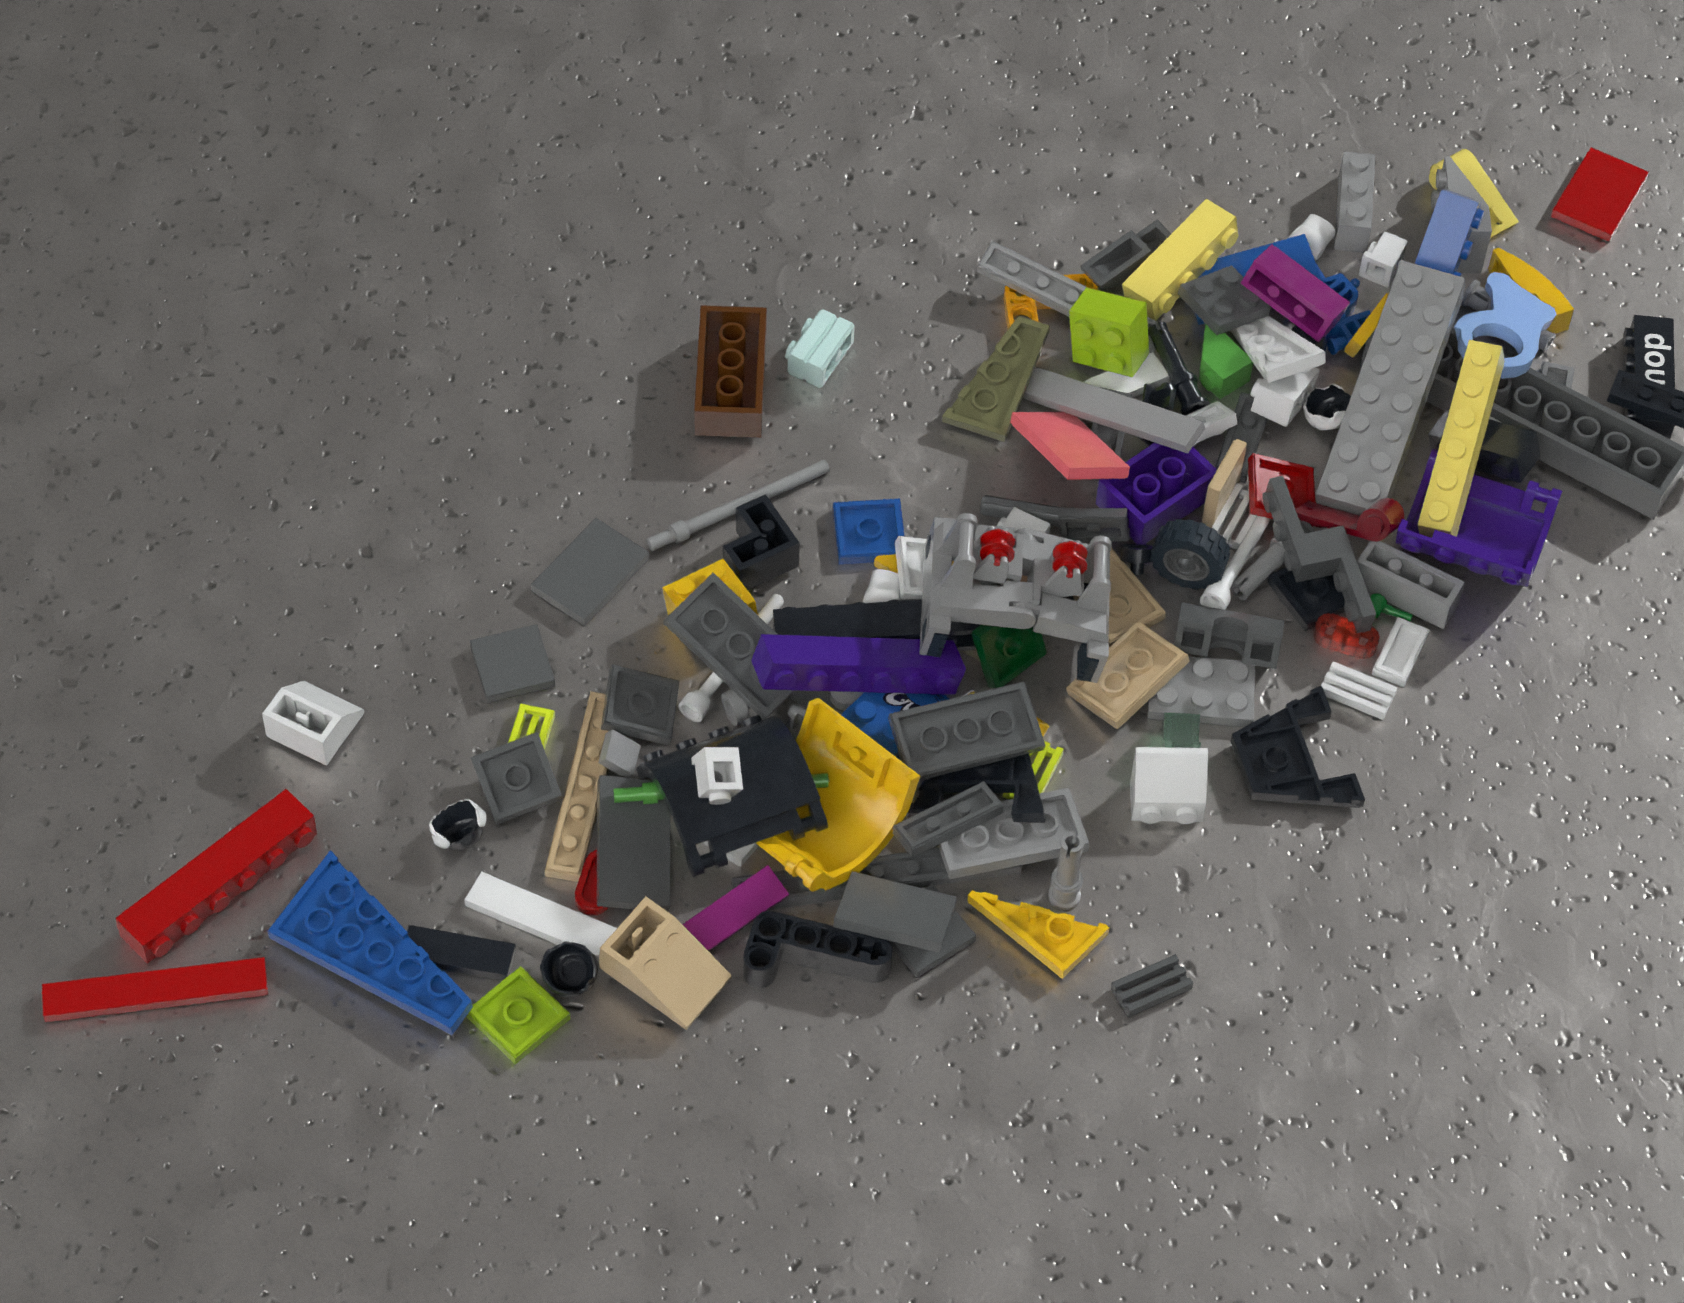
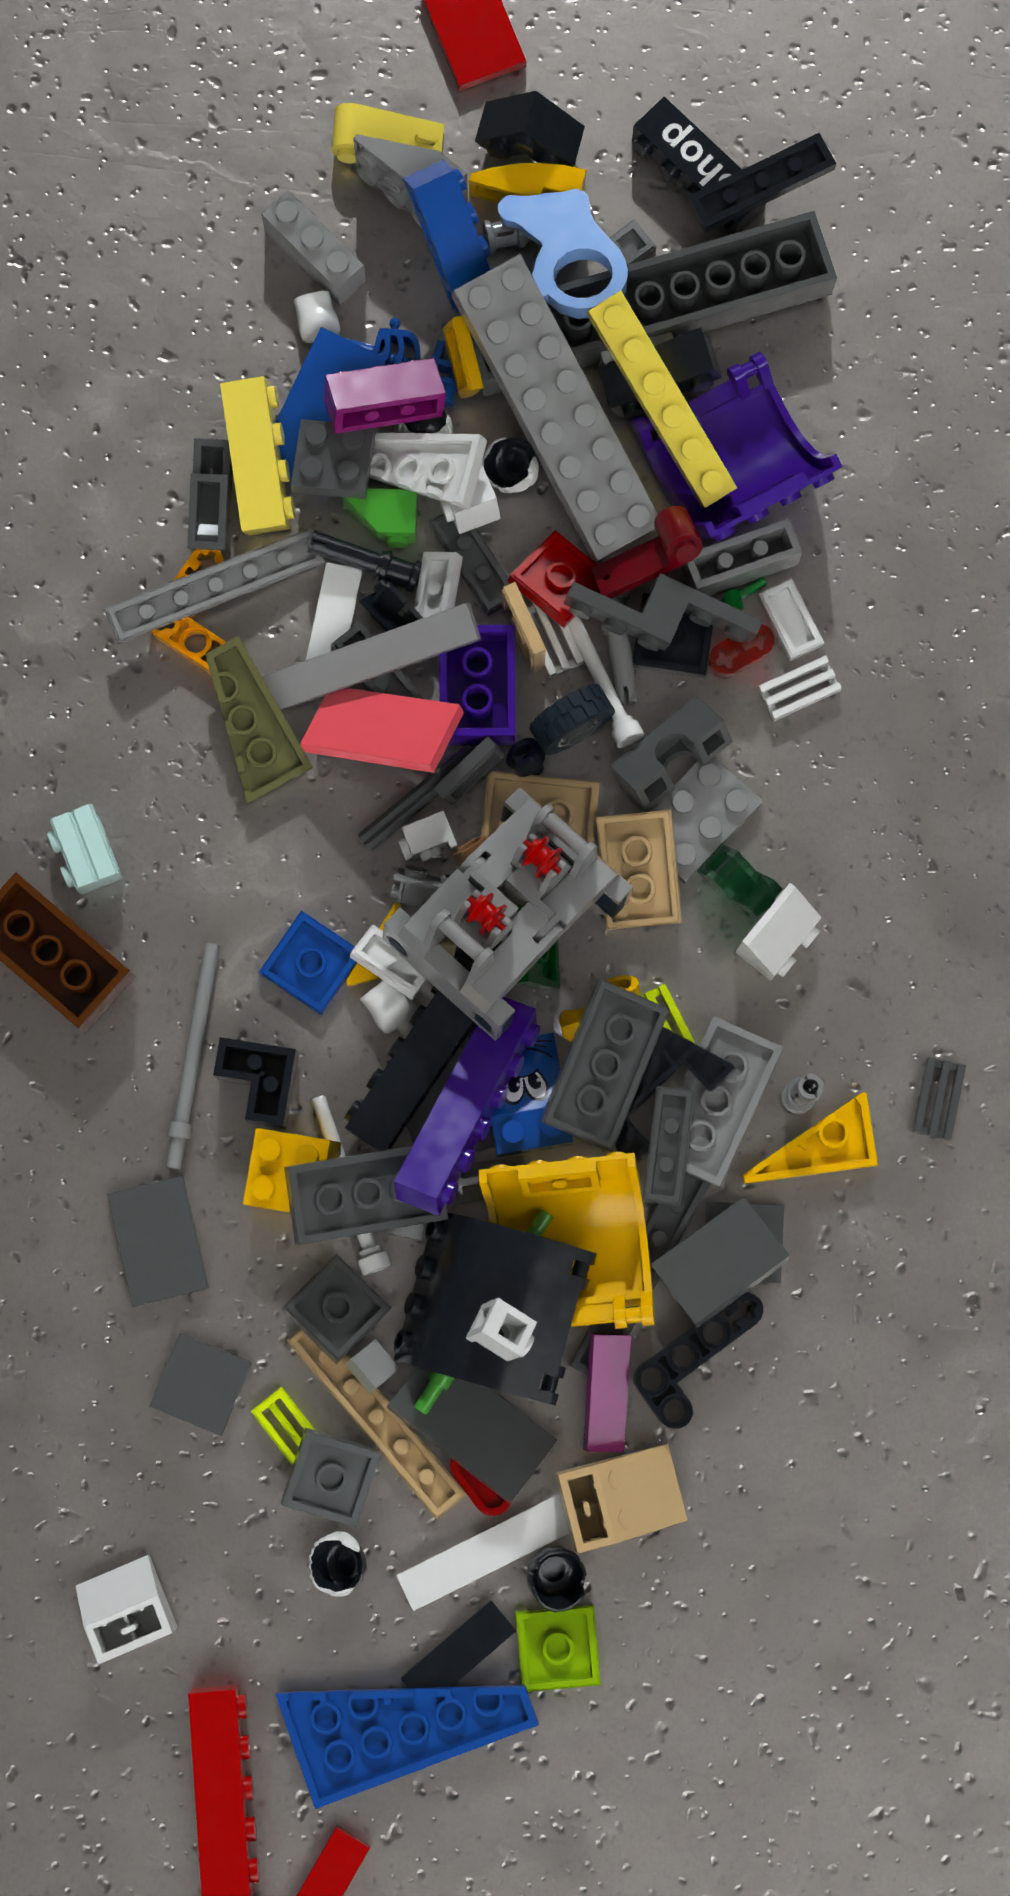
camera: 50 degrees left, 25 degrees up
(1109, 332) = (289, 590): lime brick -> none
(1279, 762) = (814, 813): black wing -> none
(1383, 258) = (393, 276): white brick -> none
(1568, 260) = (530, 127): none -> black brick

